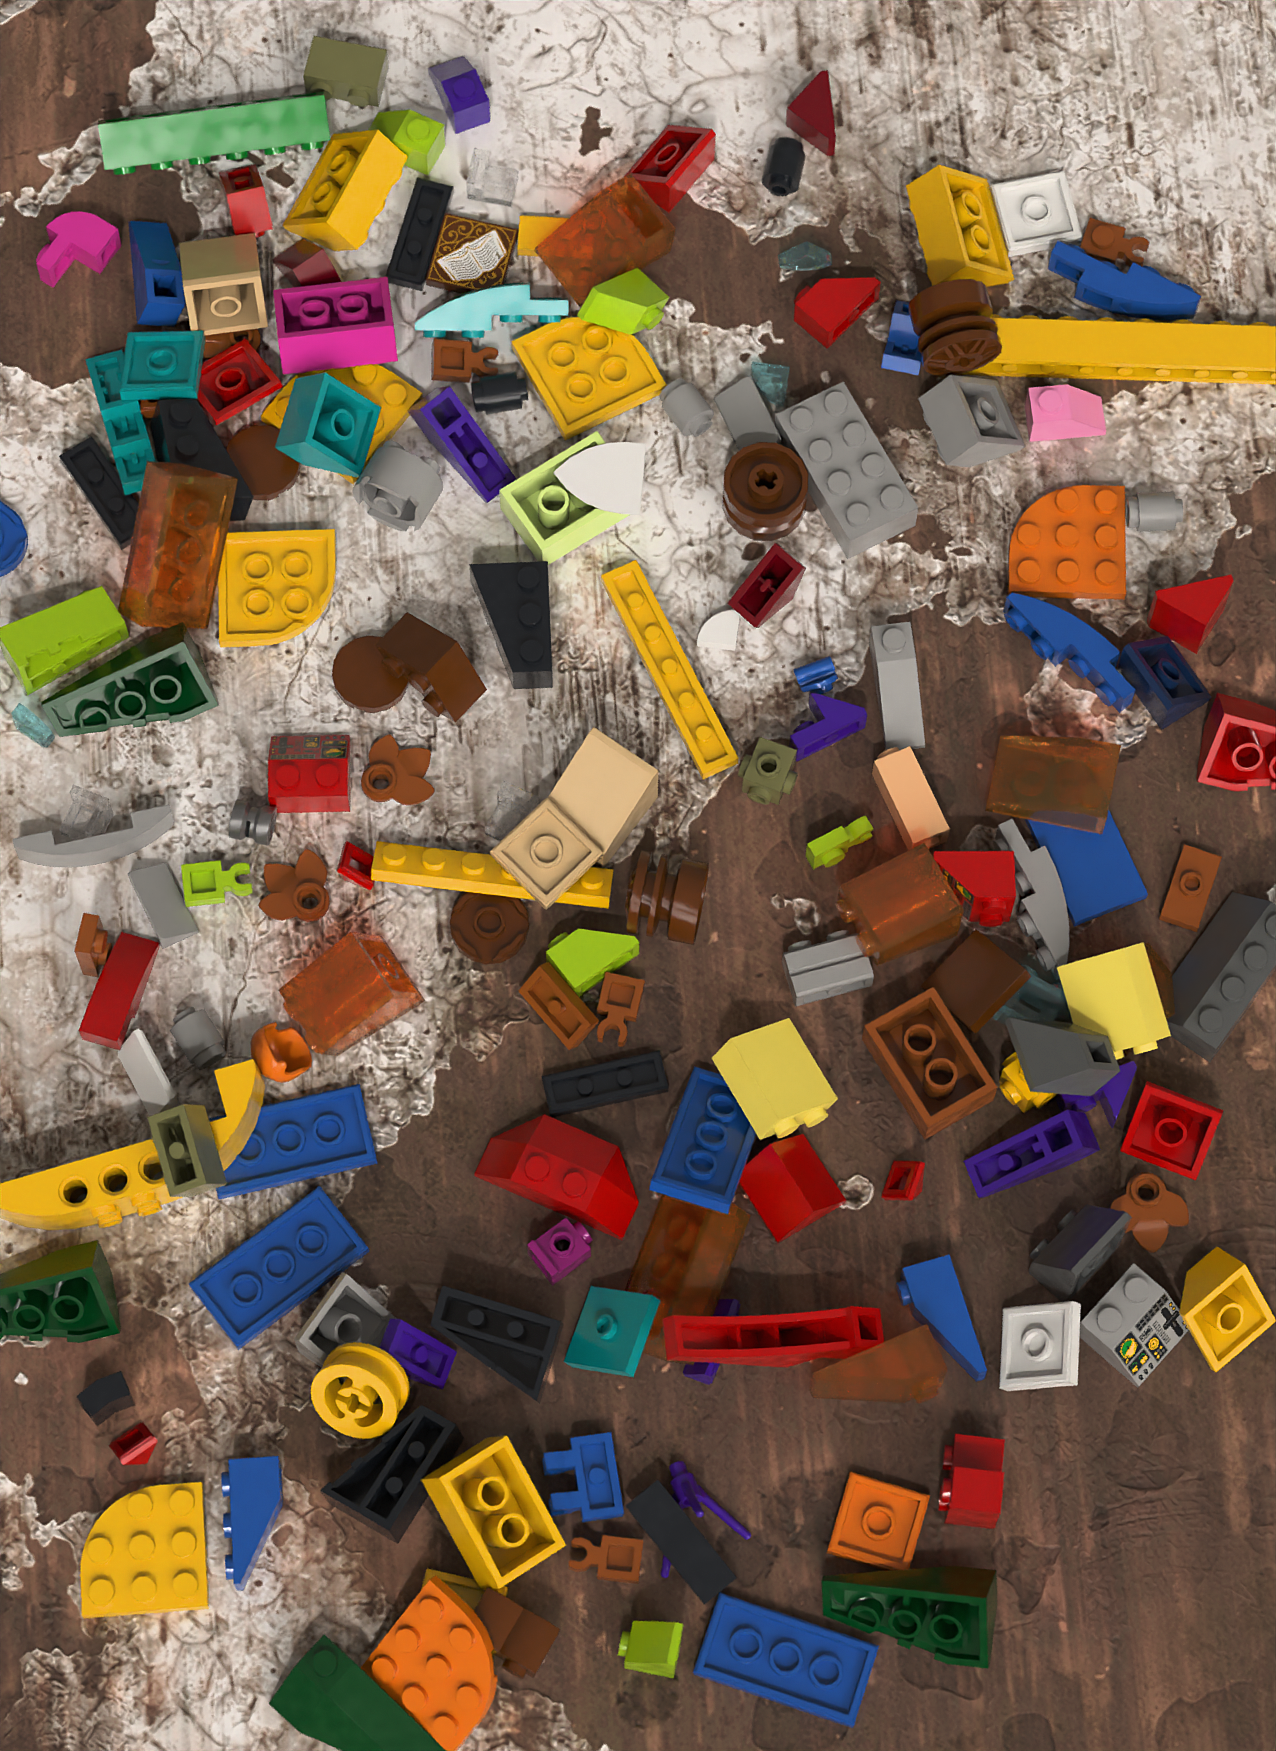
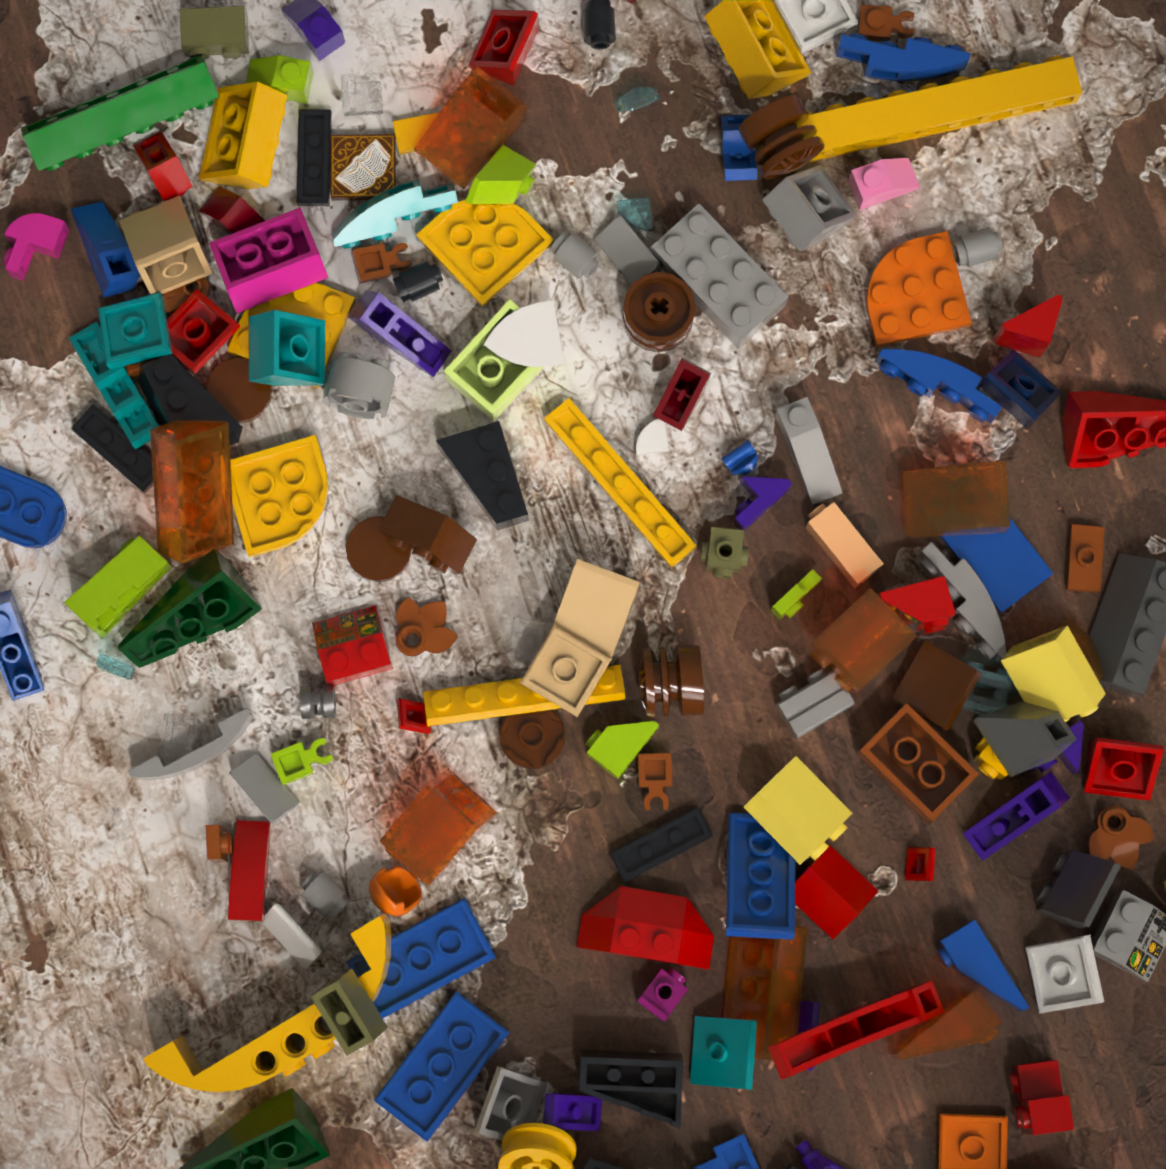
camera: 15 degrees left, 10 degrees up
(293, 886) = (365, 744): dark orange plate -> none
(558, 1005) = (607, 791): dark orange plate -> none
(834, 306) = (671, 136): red slope -> none

